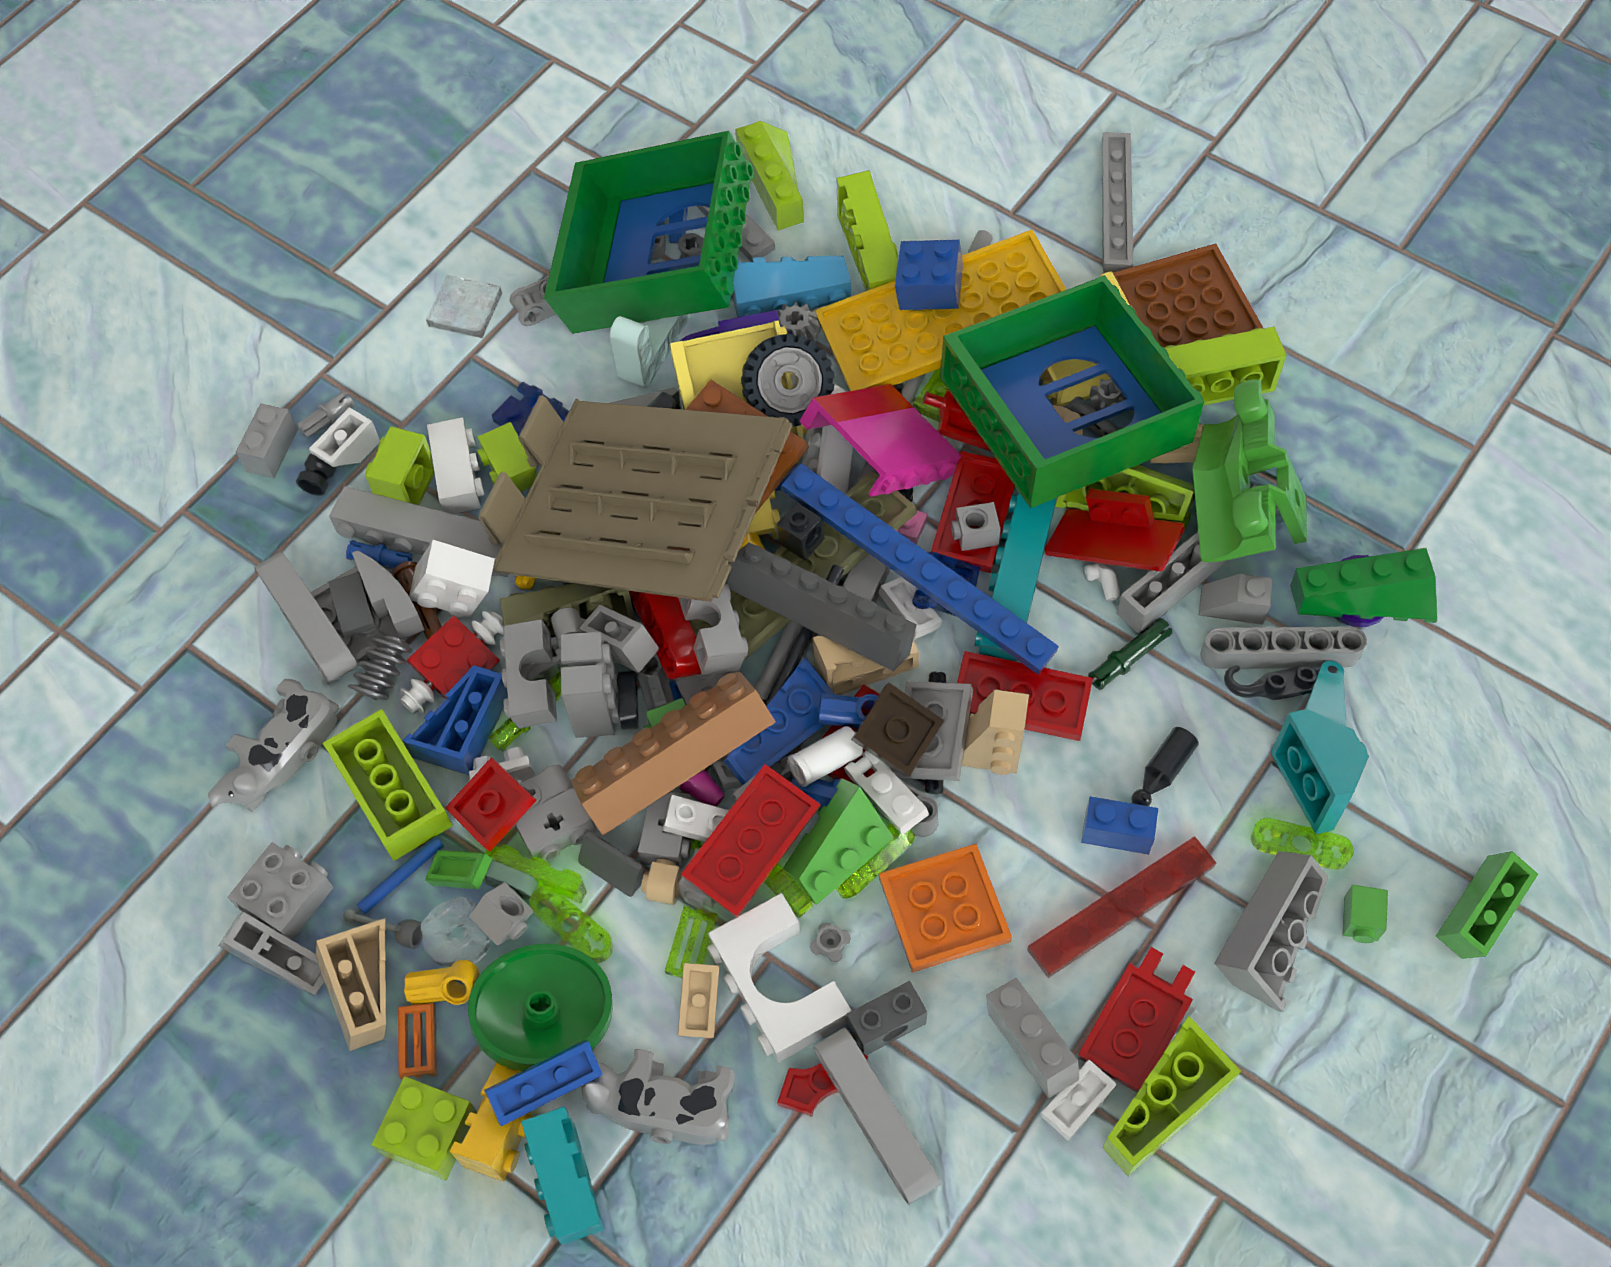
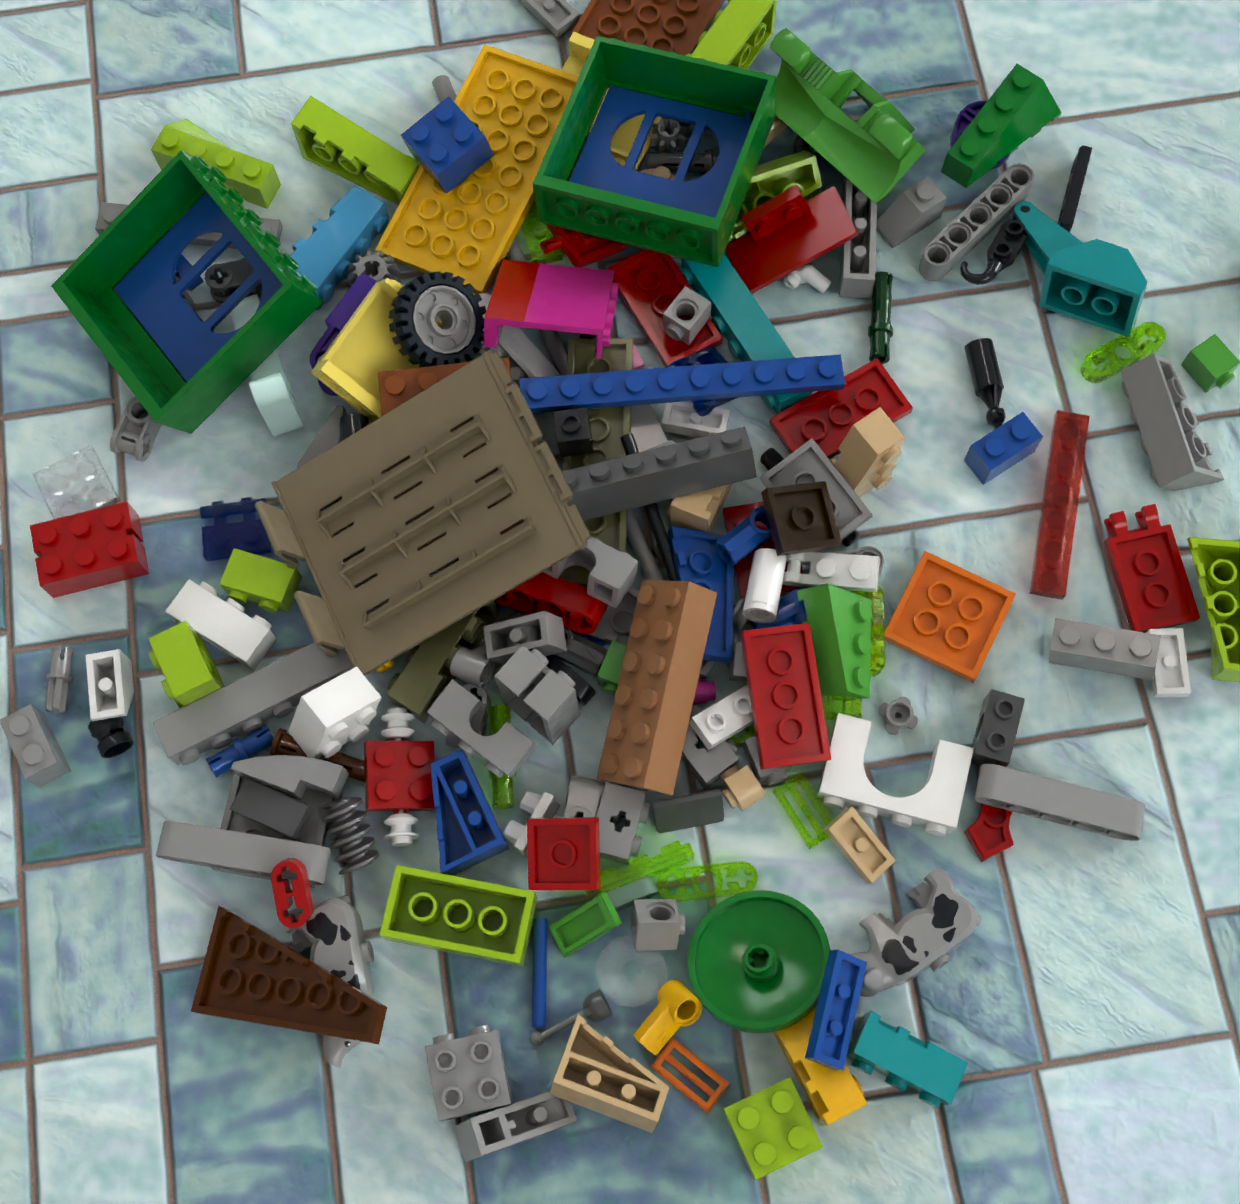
camera: 45 degrees left, 10 degrees up
(231, 717) = (270, 984): none -> reddish brown wing
(300, 664) = (284, 894): none -> red beam
(428, 350) = (89, 549): none -> red piece
(1389, 690) = (1074, 188): none -> black tile

